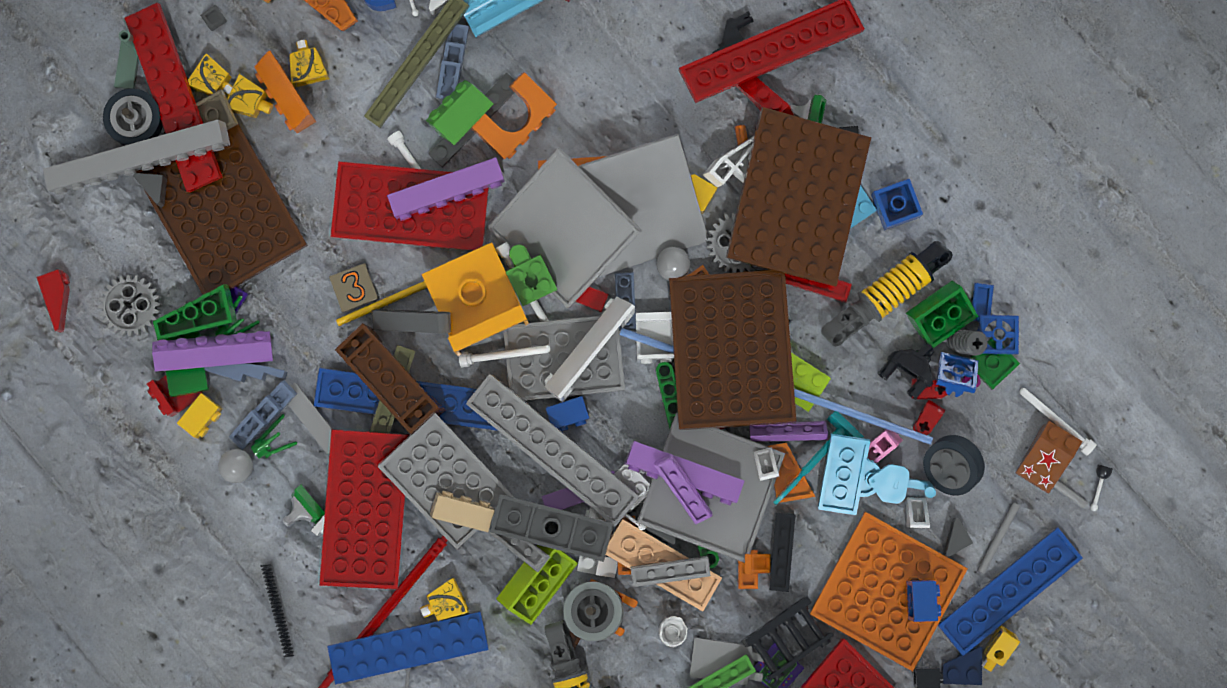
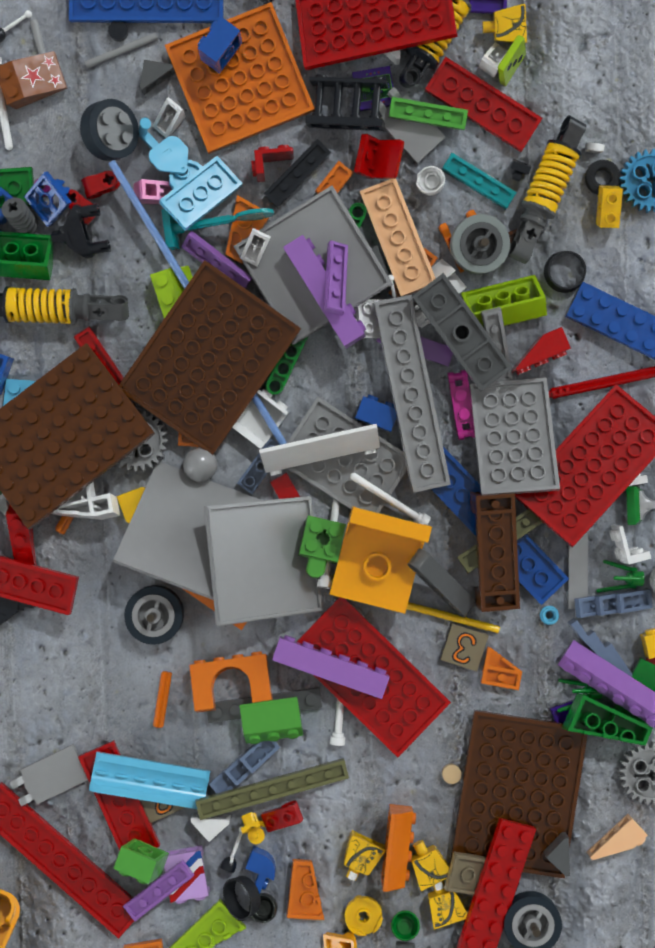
camera: 145 degrees left, 5 degrees up
(113, 237) = (620, 838): none -> light nougat slope
(136, 156) = (553, 888): light grey brick -> none
(230, 38) = (405, 925): none -> green hair
(265, 31) = (352, 917): none -> yellow plate
(277, 465) = (622, 552): none -> white bracket
(286, 182) = (451, 773): none -> tan tile
(300, 365) = (555, 615): none -> medium azure plate
(310, 291) = (499, 671): none -> orange wing
(391, 46) = (282, 817): none -> red plate
(407, 20) = (253, 827): none -> yellow hips
(445, 602) = (587, 344): torso -> none
(462, 511) = (520, 402): tan brick -> none
(477, 568) = (548, 345): none -> red slope
(507, 475) = (461, 404): none -> dark pink plate
(525, 637) = (550, 281): none -> black tyre
(556, 62) = (162, 699): none -> orange axle
(615, 121) = (154, 614): none -> wheel
(634, 663) = (478, 181): none -> teal tile
(670, 571) = (396, 226): light grey tile -> none
(728, 615) = (378, 157): none -> red bracket
(757, 563) = (323, 178): orange tile -> none
(815, 530) = (265, 154): none -> red bracket
(1013, 551) = (118, 31): none -> black tile

